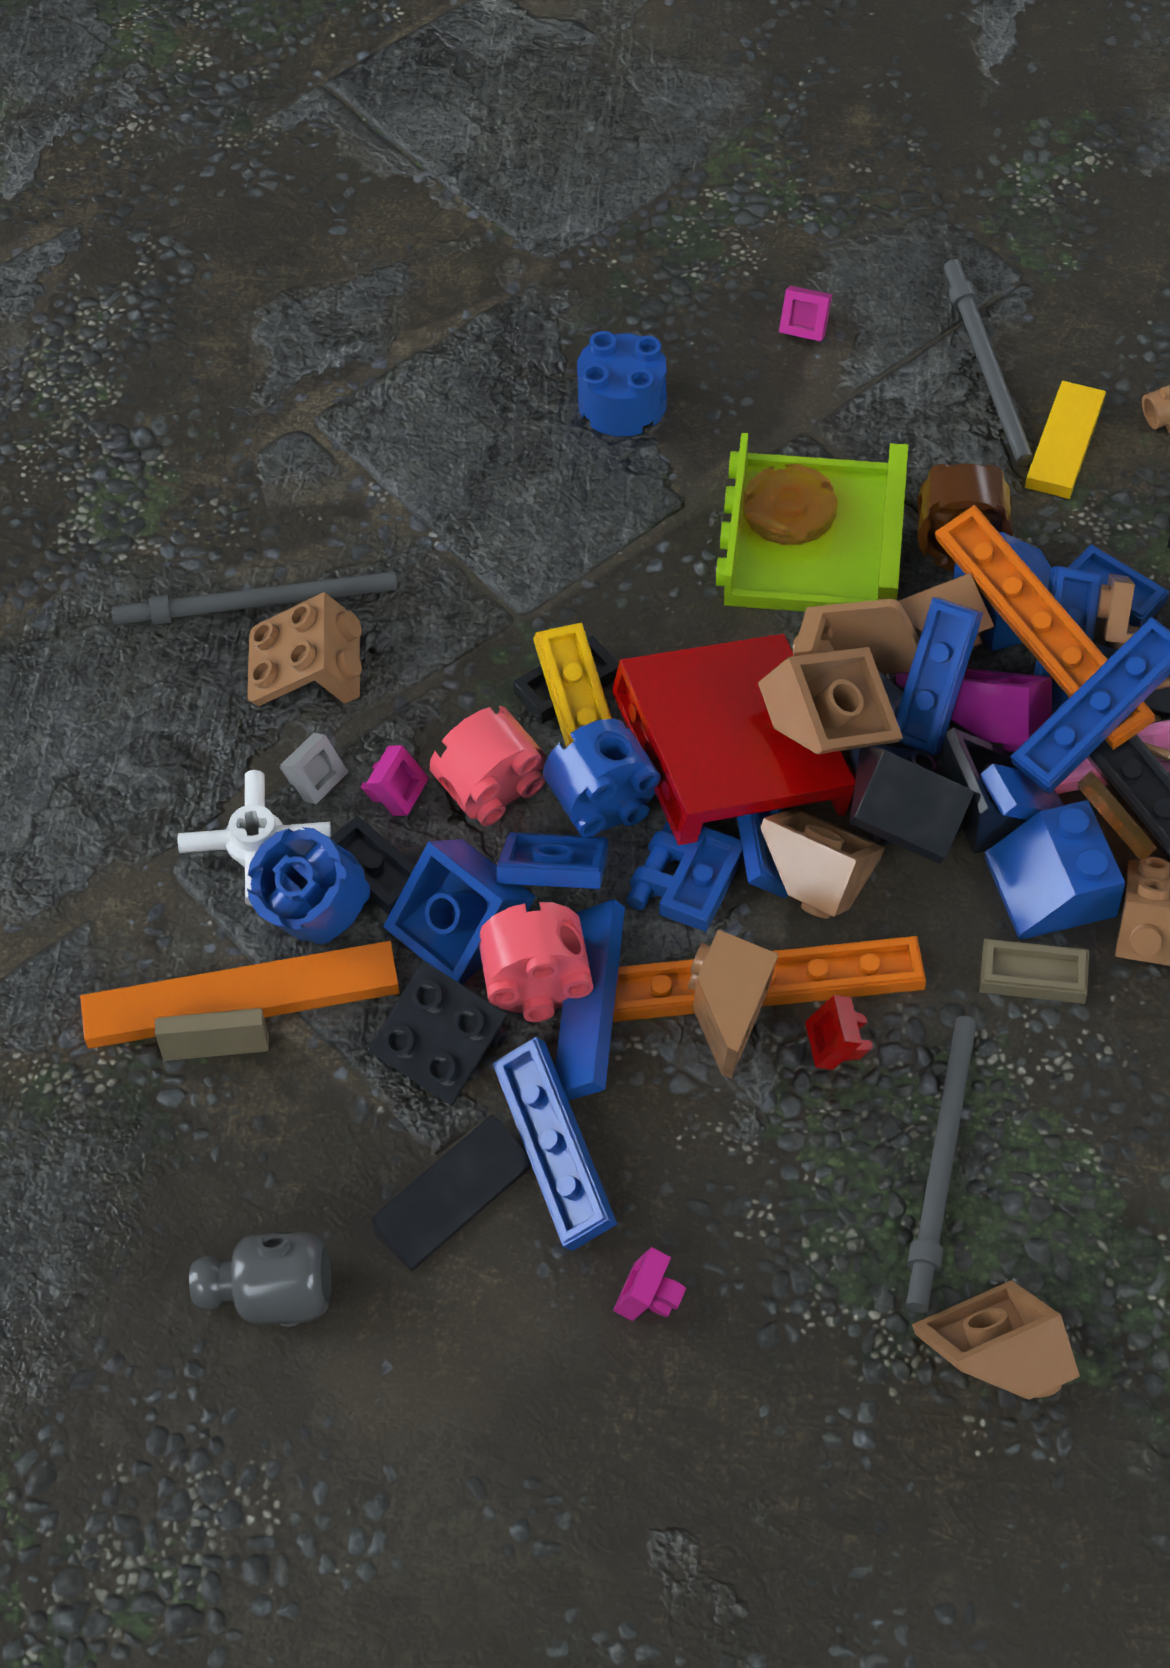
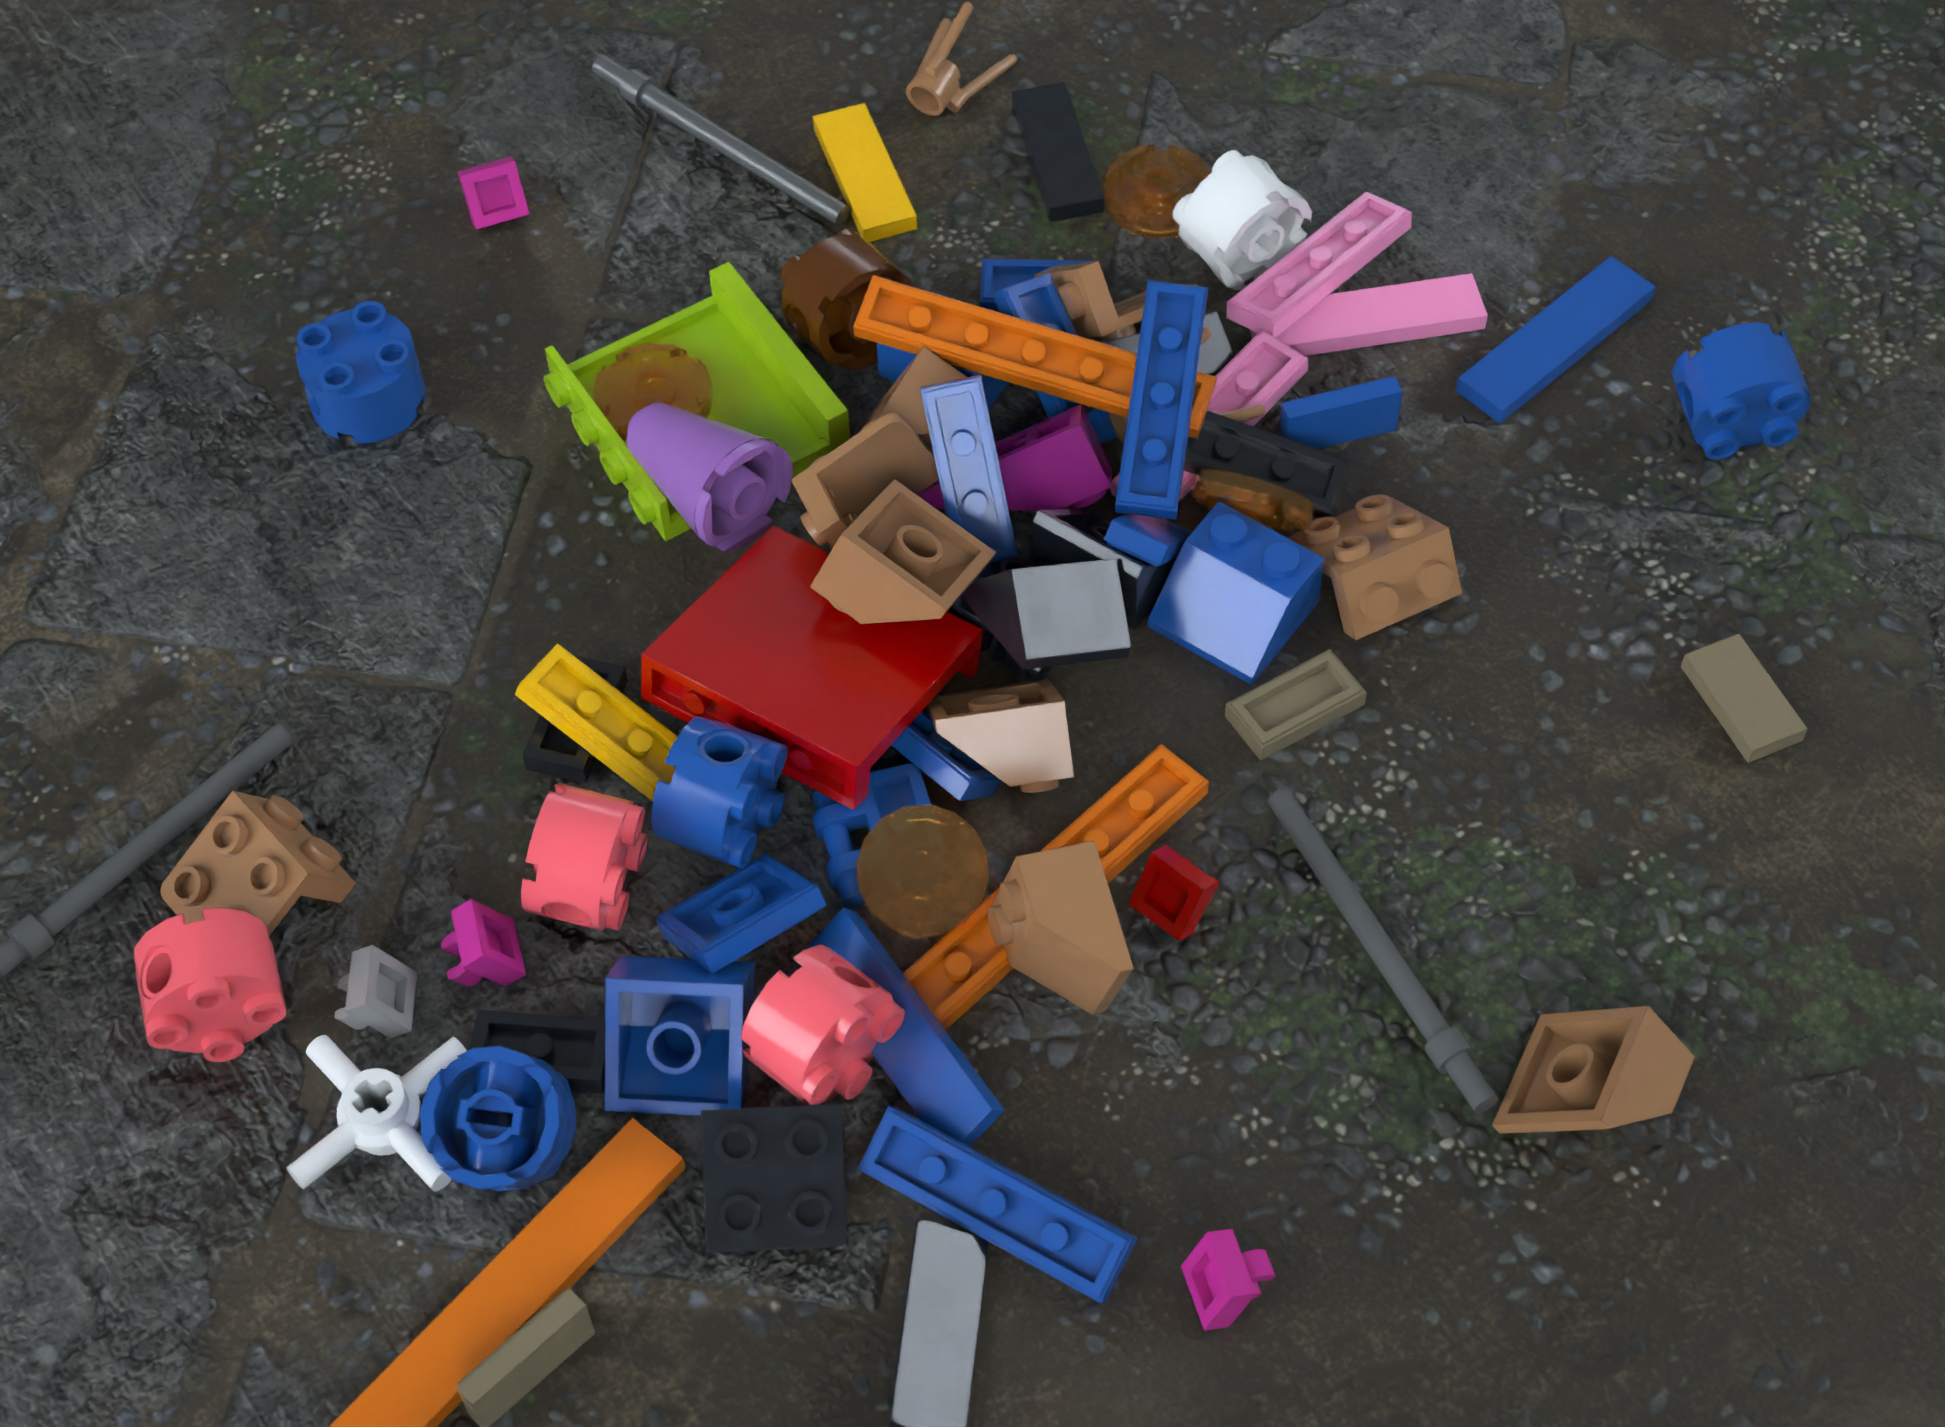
camera: 40 degrees left, 0 degrees up
(220, 697) = (208, 983): none -> coral brick
(681, 907) = (922, 871): none -> clear orange tile
(770, 576) = (711, 472): none -> medium lavender cone

